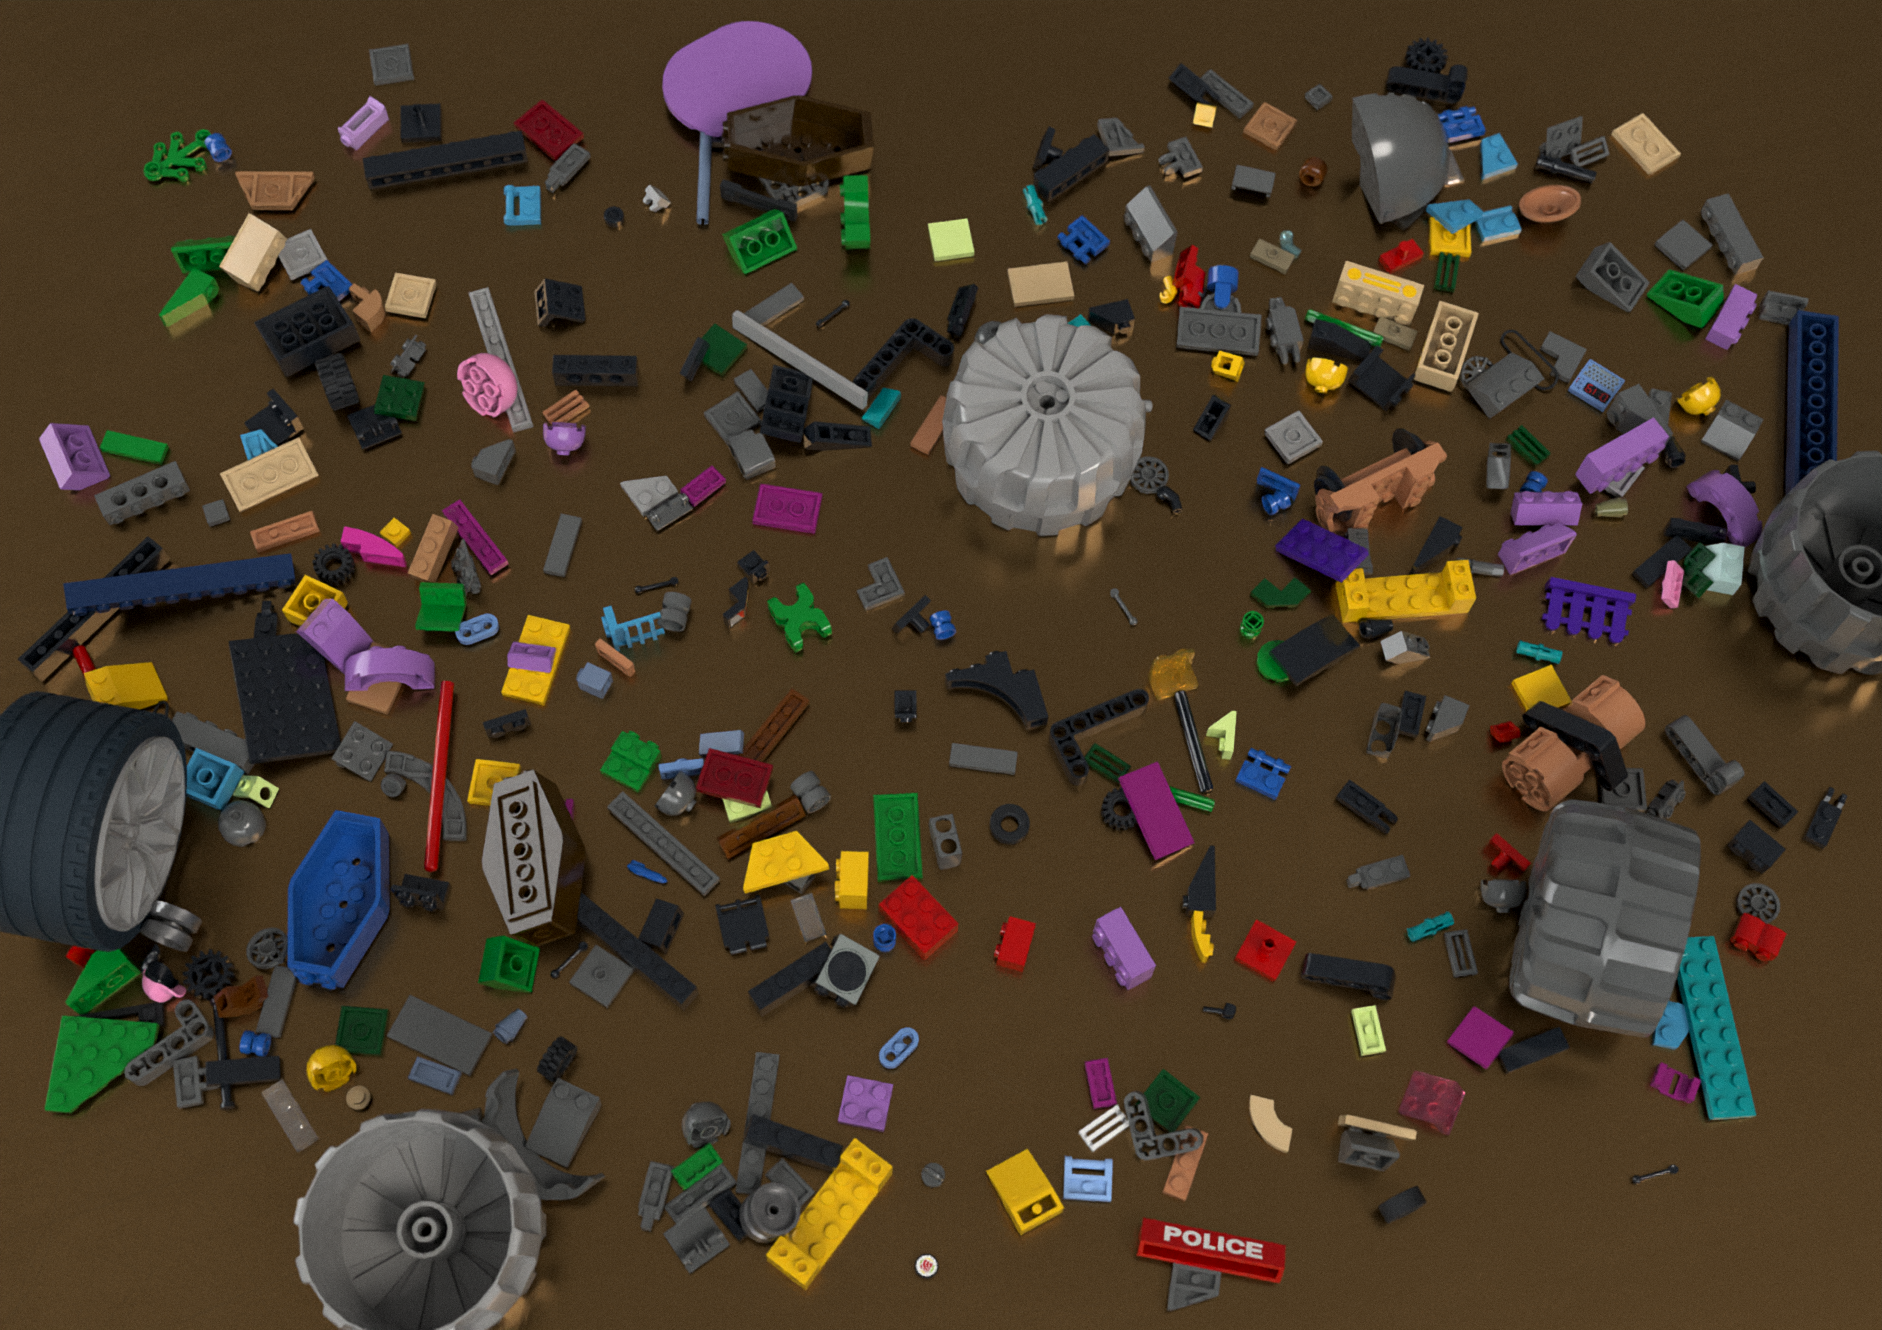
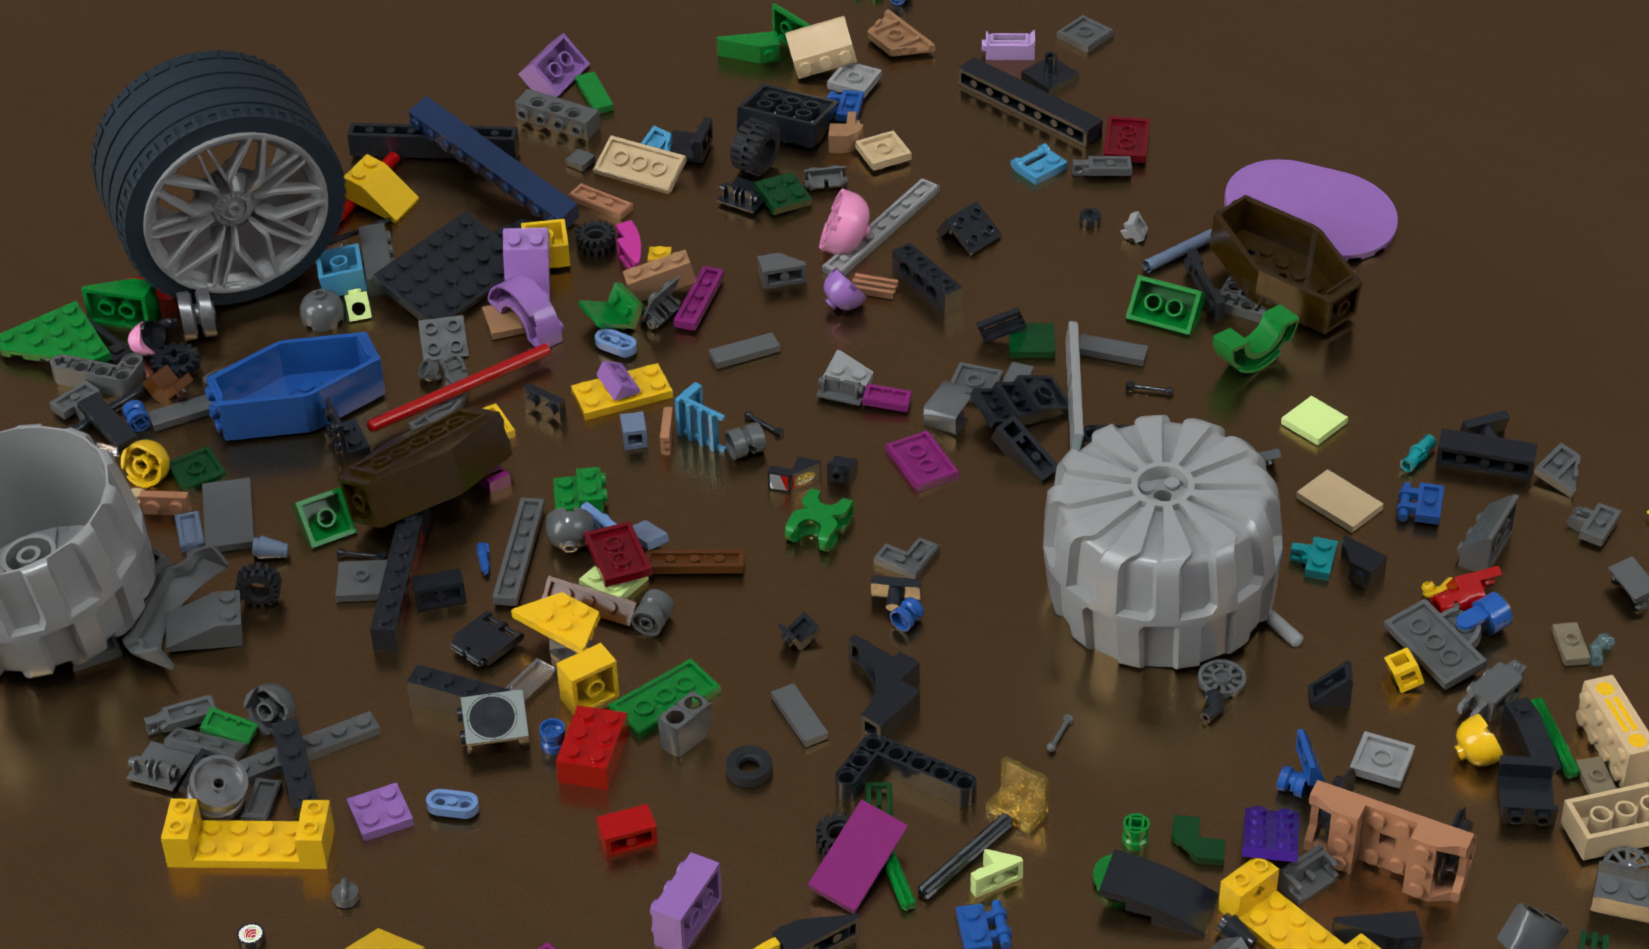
camera: 60 degrees right, 25 degrees down
(383, 1085) = (164, 502): none -> nougat plate

